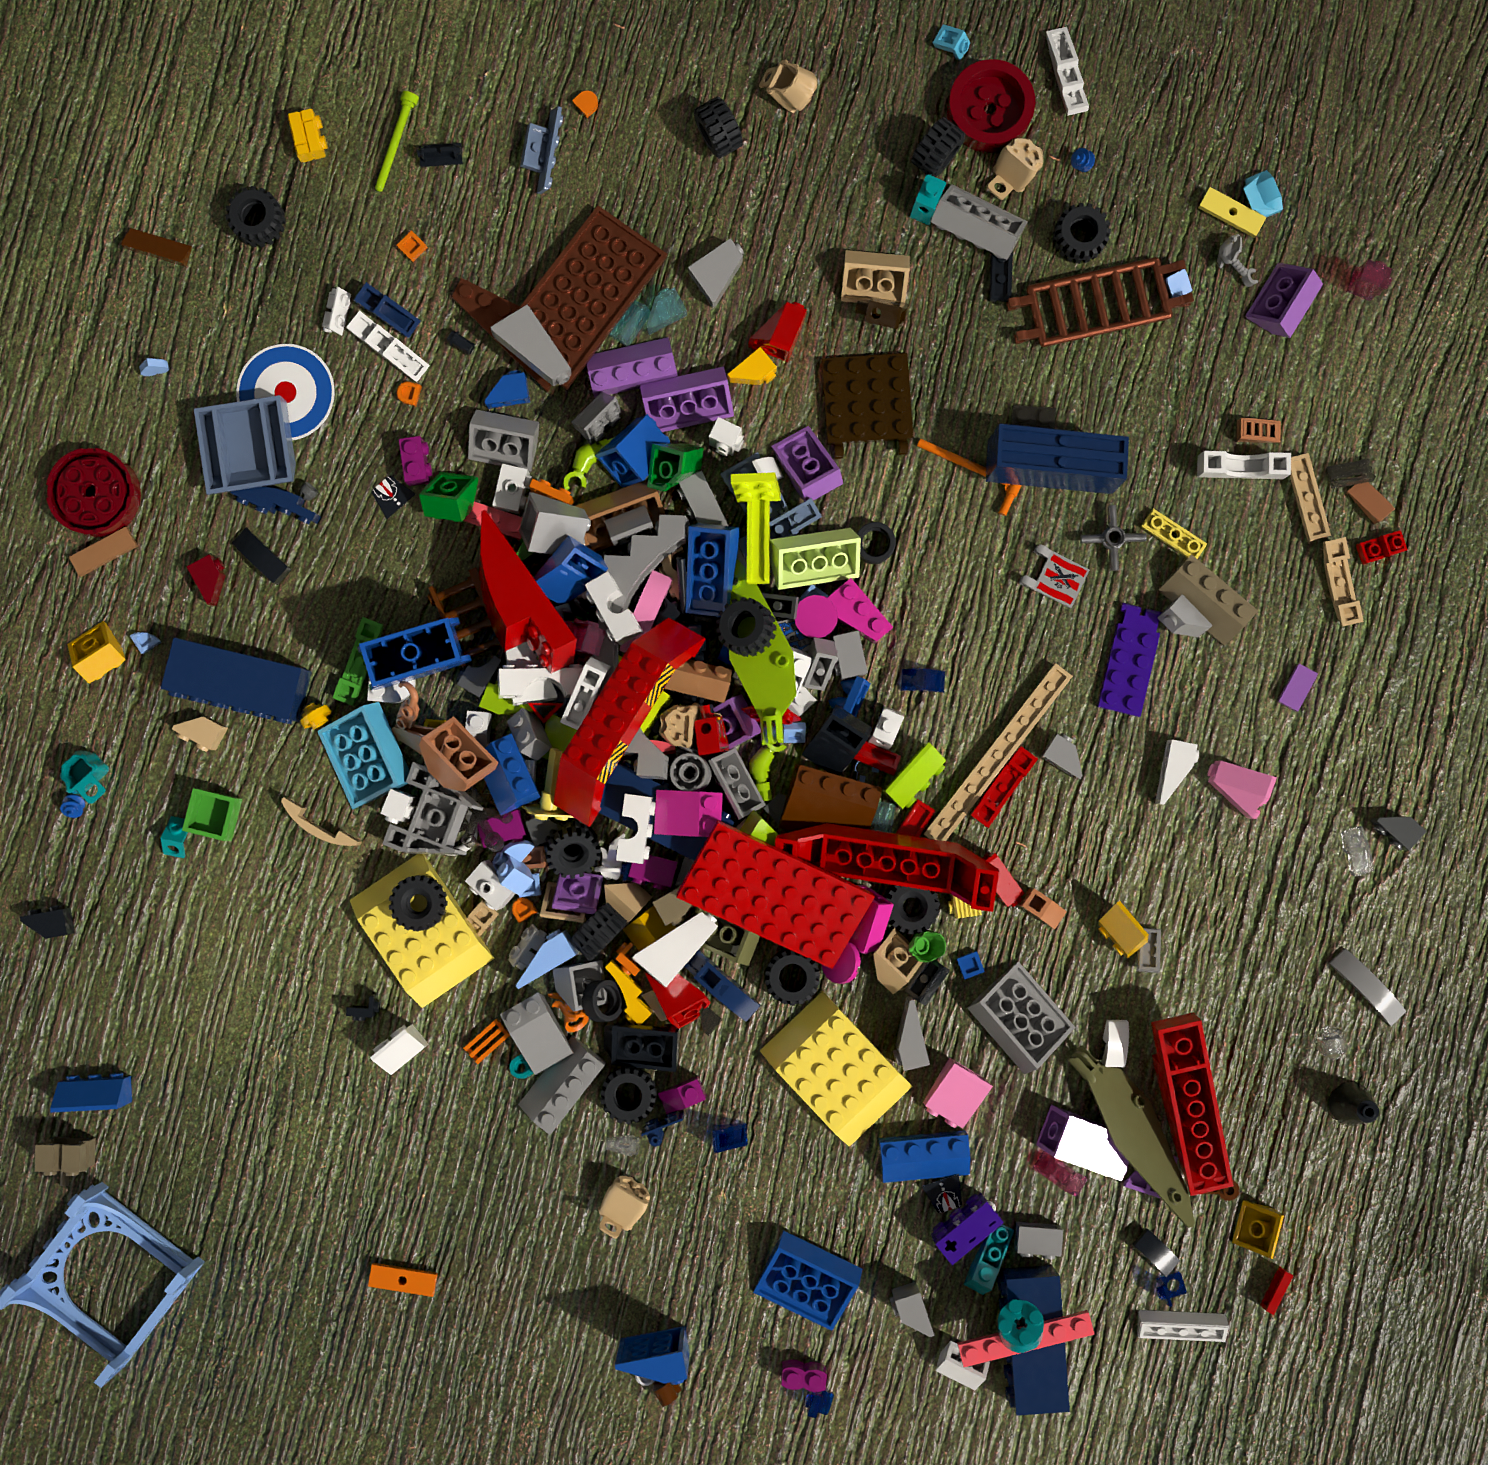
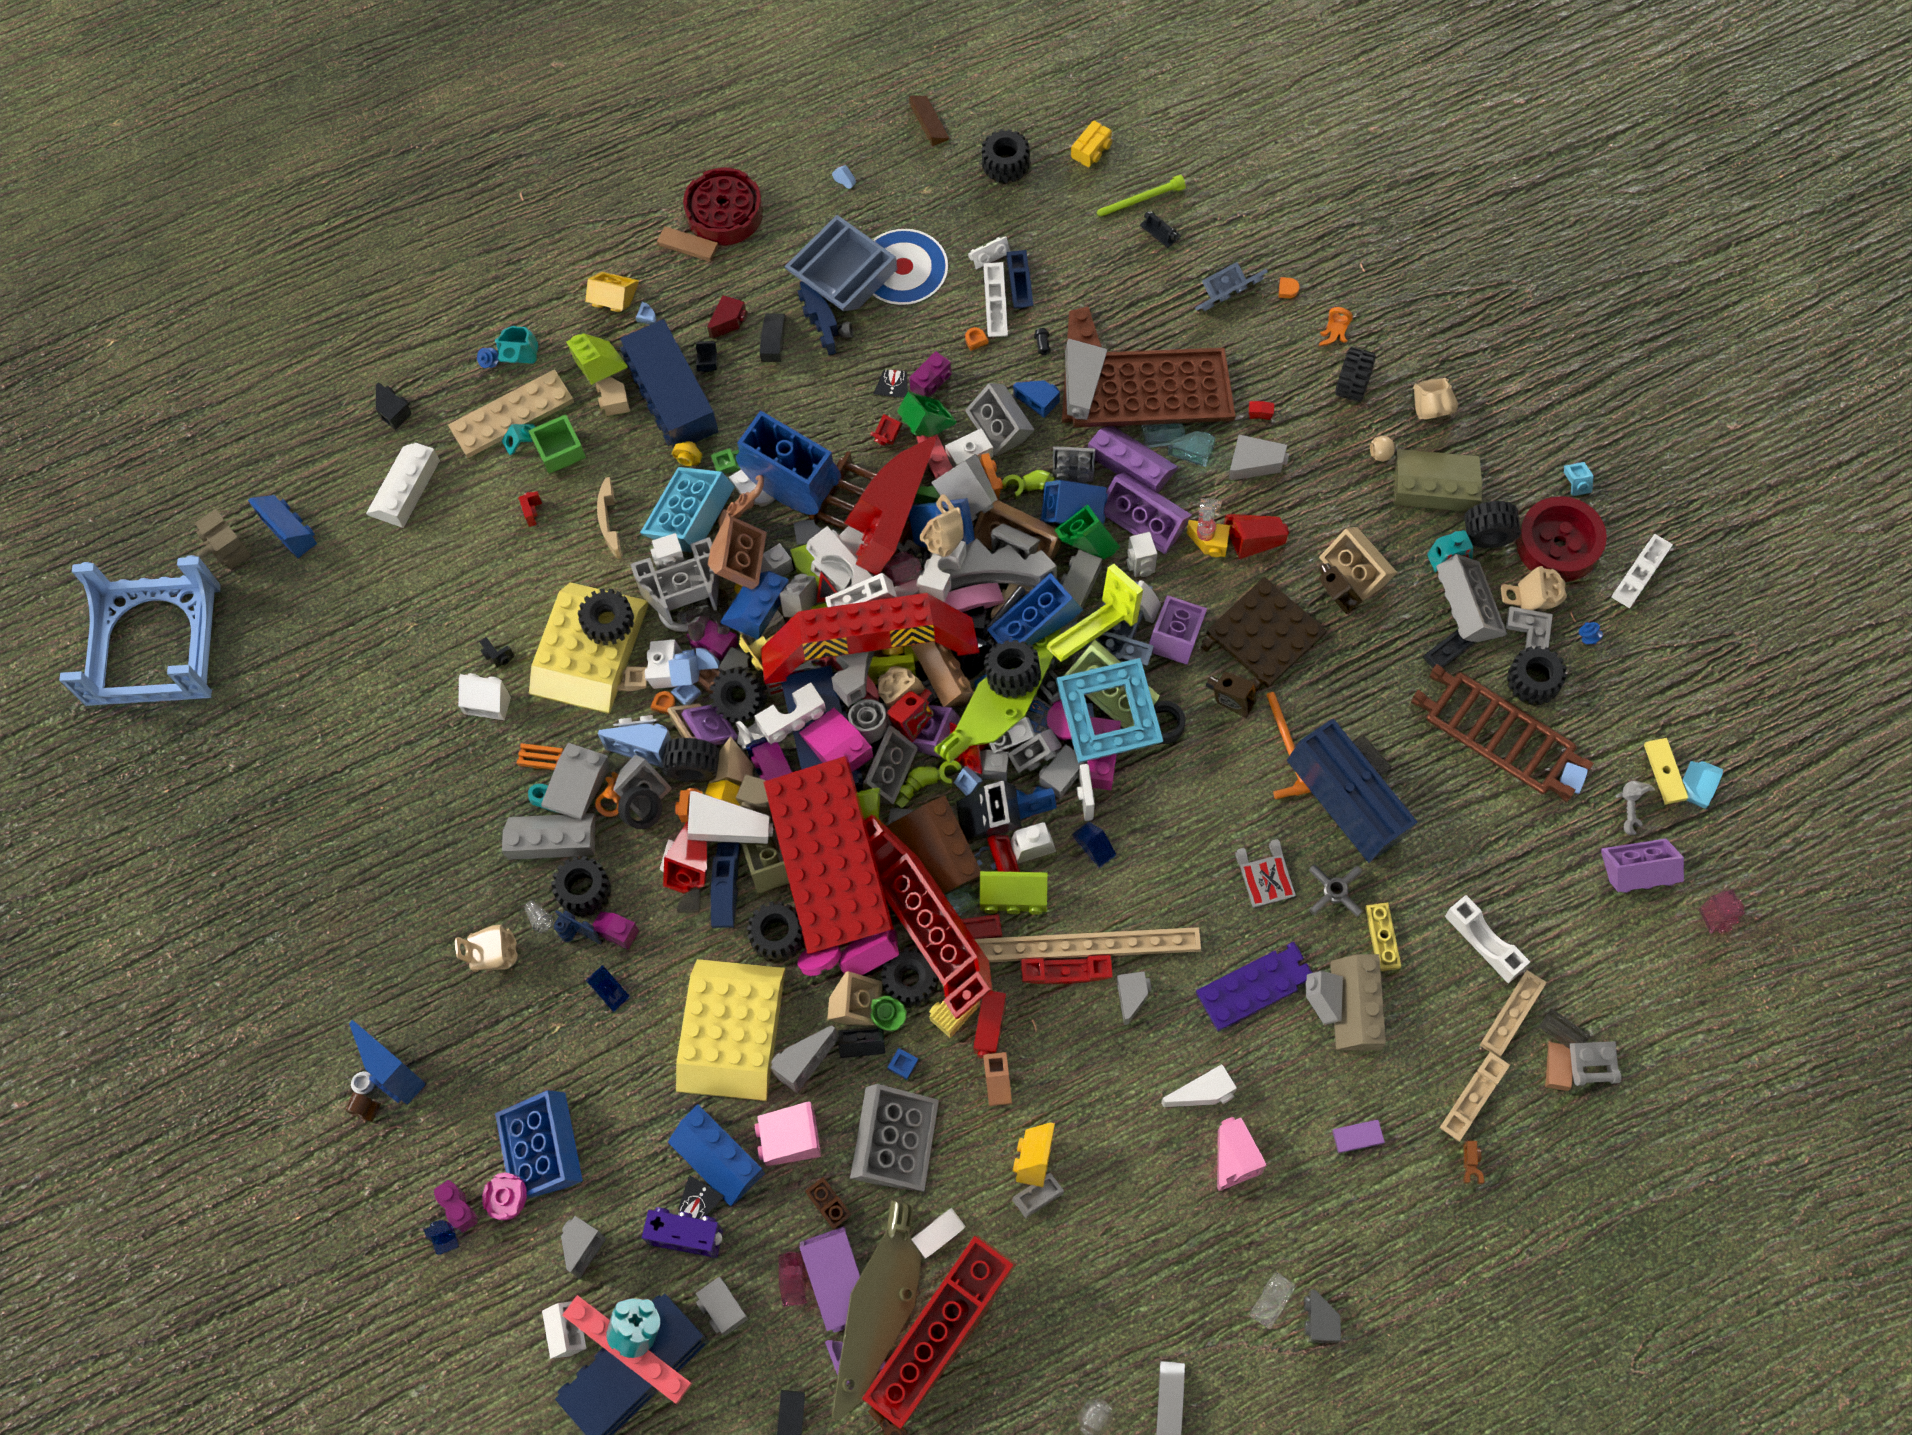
camera: 55 degrees right, 20 degrees down
(137, 966) = (404, 484): none -> white slope
(142, 826) = (522, 406): none -> tan plate
(156, 718) = (595, 357): none -> lime slope
(233, 626) = (706, 356): none -> black bracket
(254, 884) = (528, 503): none -> red bracket
(388, 1278) = (298, 832): orange tile -> none
(412, 246) = (1080, 262): orange tile -> none
(434, 538) = (886, 430): none -> red bracket
(593, 581) = (944, 531): none -> tan piece
(636, 1009) = (664, 826): yellow slope -> none
(643, 1046) = (629, 867): black slope -> none
(657, 98) = (1336, 325): none -> orange piece
(678, 227) = (1261, 410): none -> red piece
(741, 361) = (1206, 524): none -> clear leg
(795, 166) = (1382, 448): none -> tan piece
(805, 599) = (1092, 746): none -> medium azure plate
(825, 1334) = (504, 1196): none -> dark pink tile
(858, 148) = (1437, 480): none -> olive slope
(883, 654) = (1085, 792): none -> white plate
(906, 469) = (1233, 693): none -> dark brown torso
(988, 1260) = (672, 1278): teal slope -> none
(1026, 1103) = (828, 1203): none -> reddish brown slope
(1040, 193) = (1534, 623): none -> light grey plate
(1242, 423) = (1531, 927): nougat slope -> none
(1380, 624) = (1472, 1156): none -> dark orange plate
(1381, 547) = (1532, 1108): red slope -> none
(1386, 471) = (1594, 1055): none -> light grey plate

